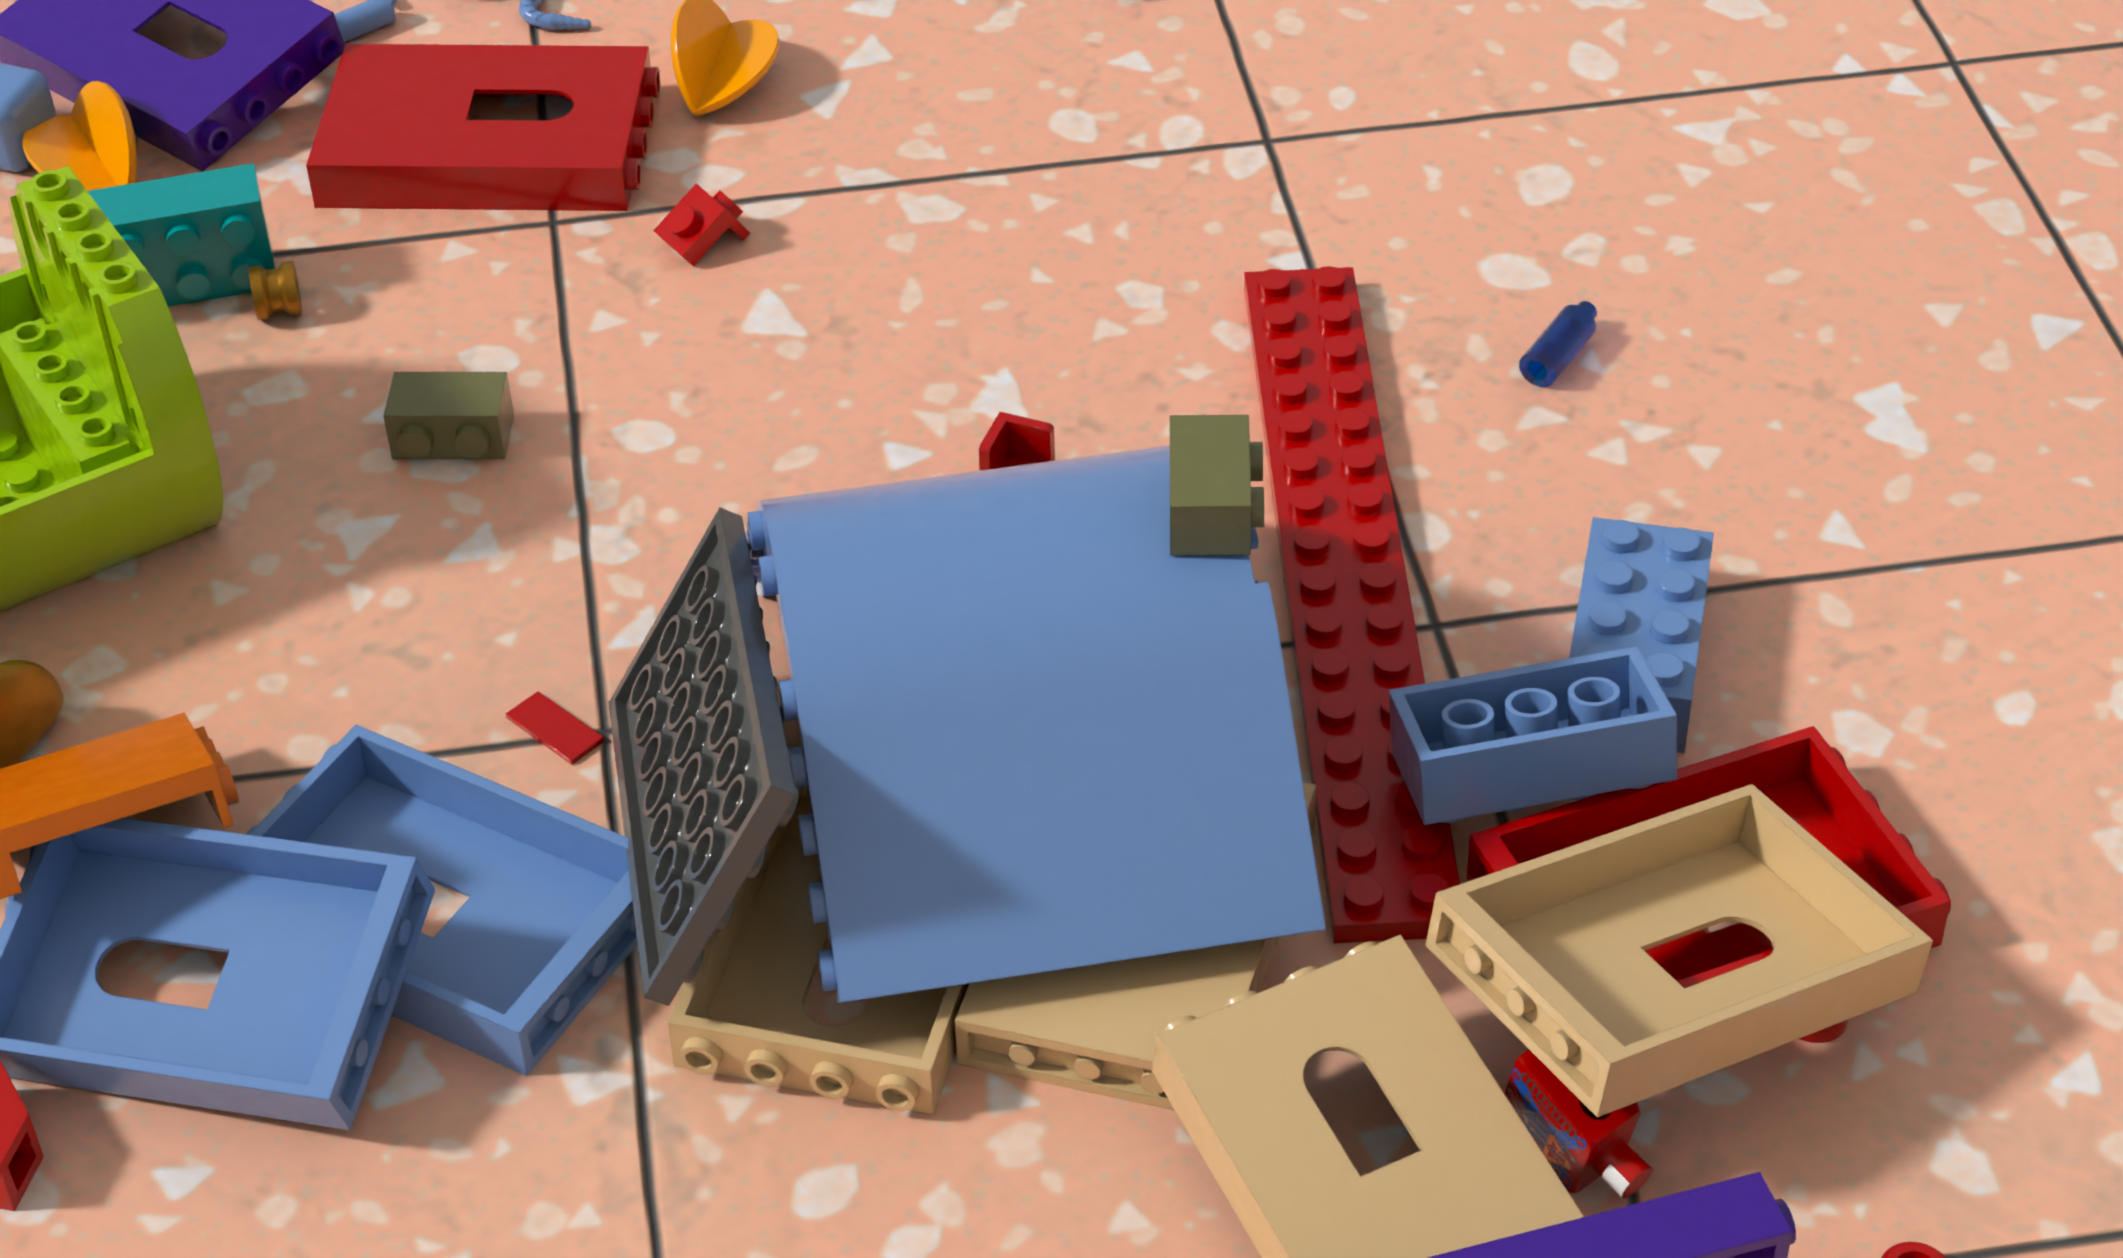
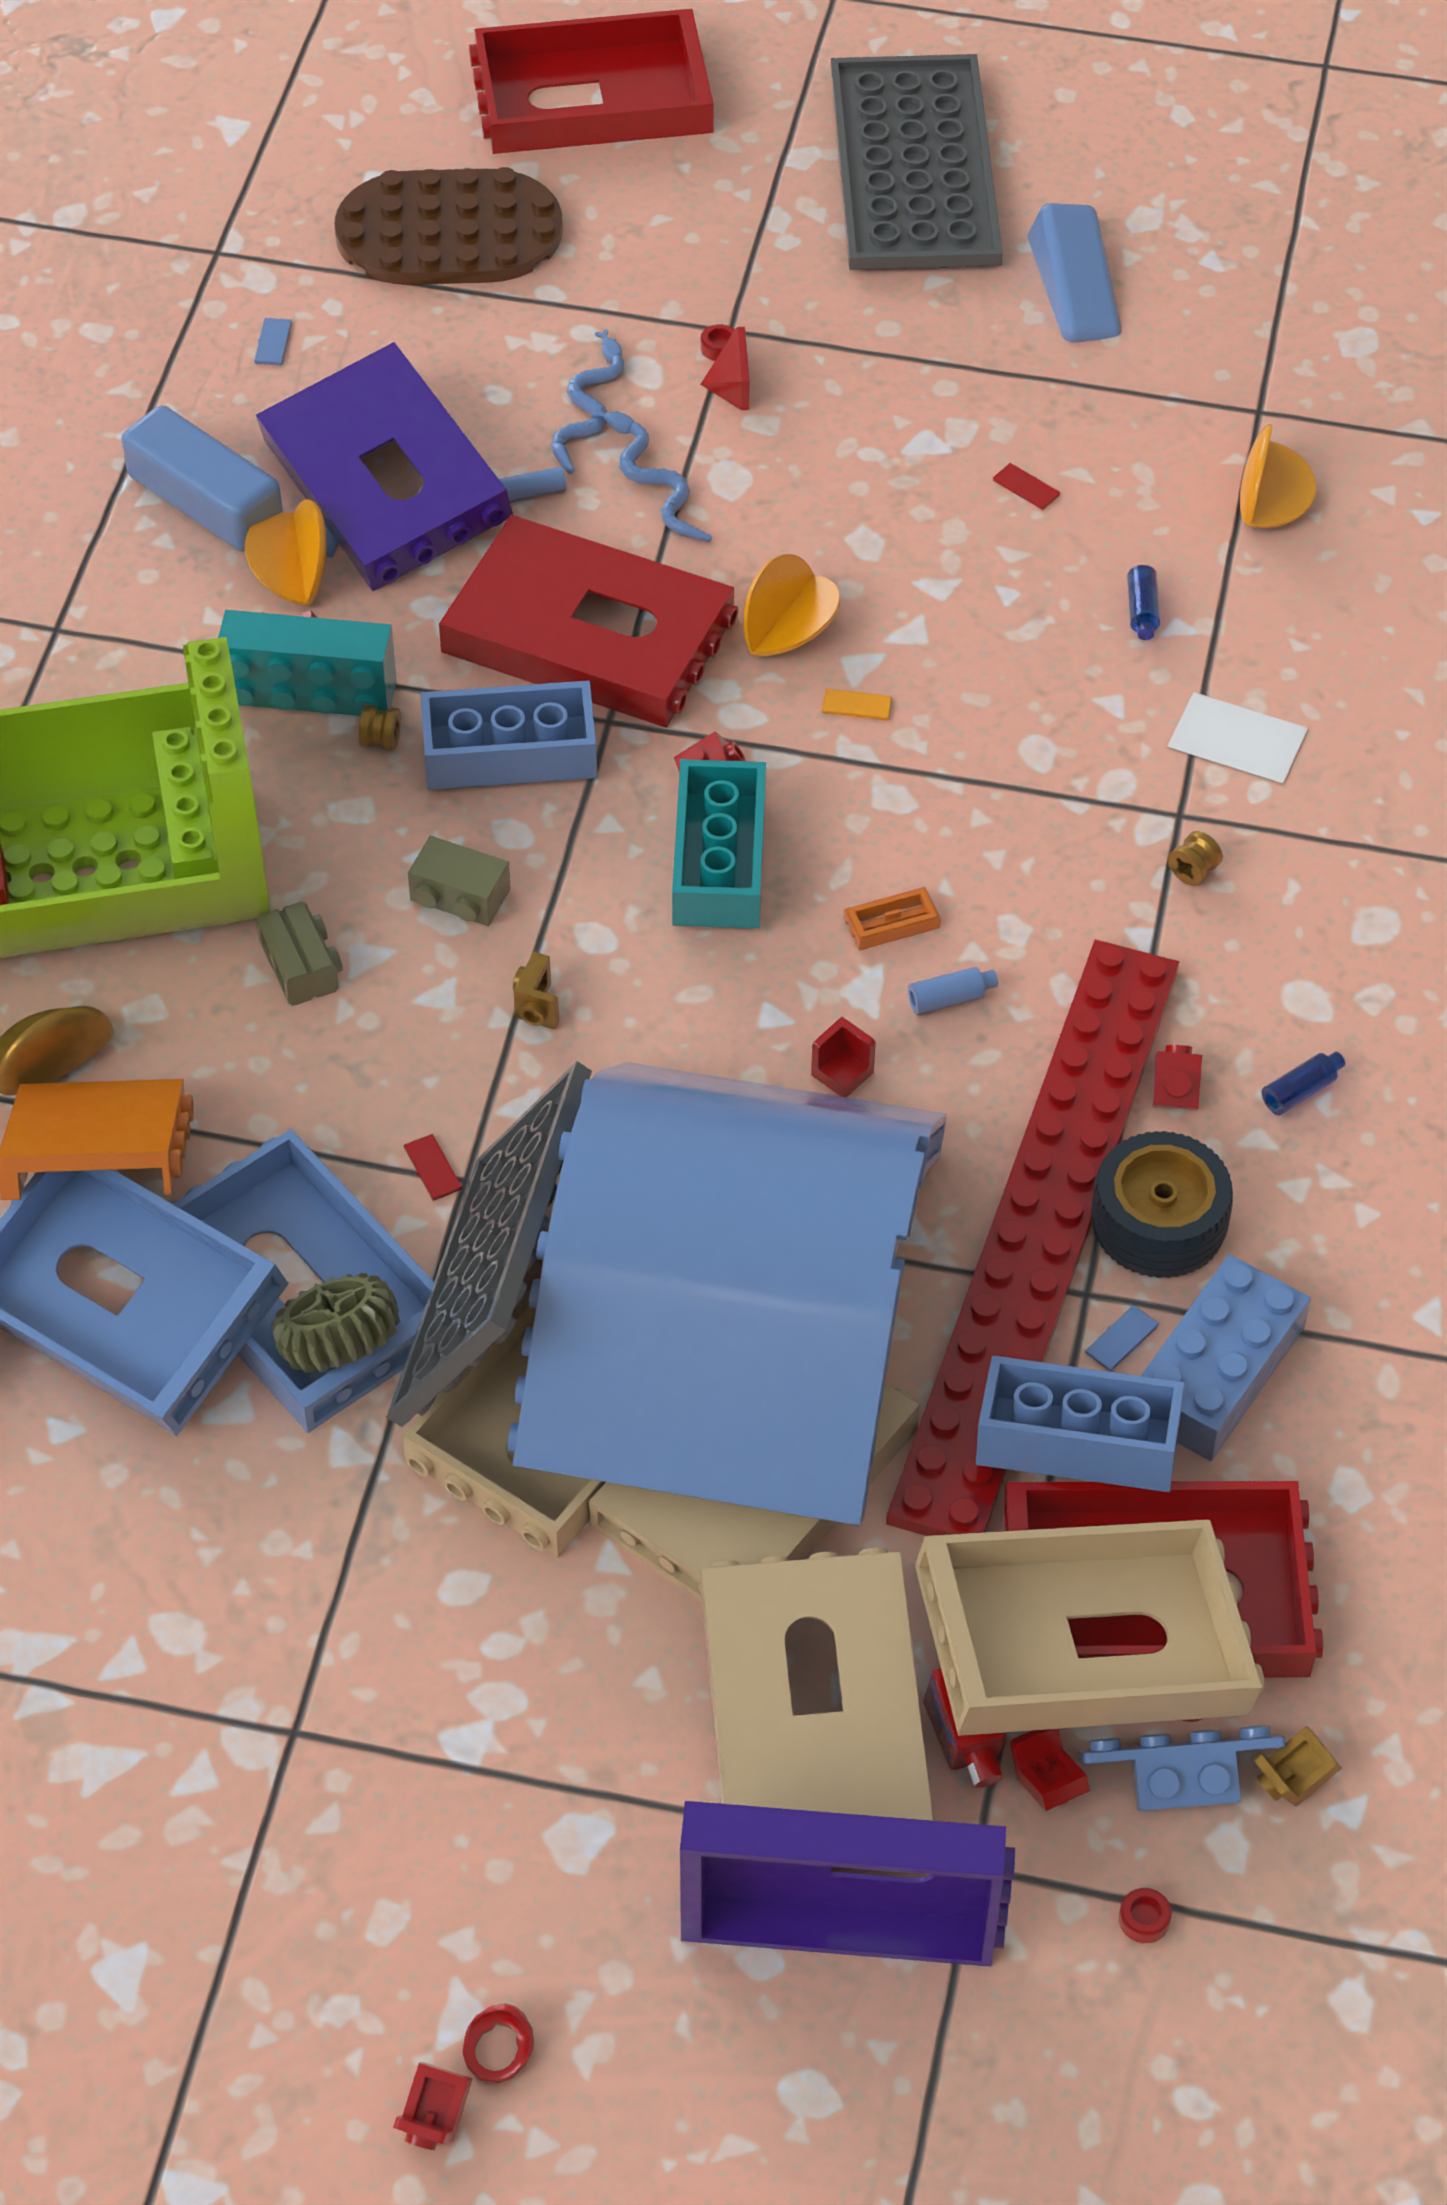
camera: 20 degrees right, 10 degrees up
(276, 543) = (298, 952): none -> olive brick
(443, 253) = (508, 735): none -> medium blue brick
(517, 920) = (335, 1322): none -> olive gear
(604, 512) = (531, 996): none -> pearl gold bracket
(757, 292) = (719, 844): none -> teal brick
(841, 132) = (856, 704): none -> light orange window
(1000, 321) = (894, 924): none -> orange tile
(1103, 365) = (950, 989): none -> medium blue cylinder
(1212, 485) = (886, 1185): olive brick -> none
(1289, 55) = (1237, 737): none -> white sticker
(1310, 153) = (1195, 858): none -> pearl gold wheel
(1418, 376) = (1177, 1078): none -> red bracket
(1480, 497) = (1161, 1204): none -> black wheel
(1506, 647) = (1121, 1338): none -> medium blue window
(1697, 1147) = (1047, 1769): none -> red bracket
(1866, 1095) = (1184, 1771): none -> medium blue bracket
(1998, 1041) = (1297, 1768): none -> pearl gold bracket

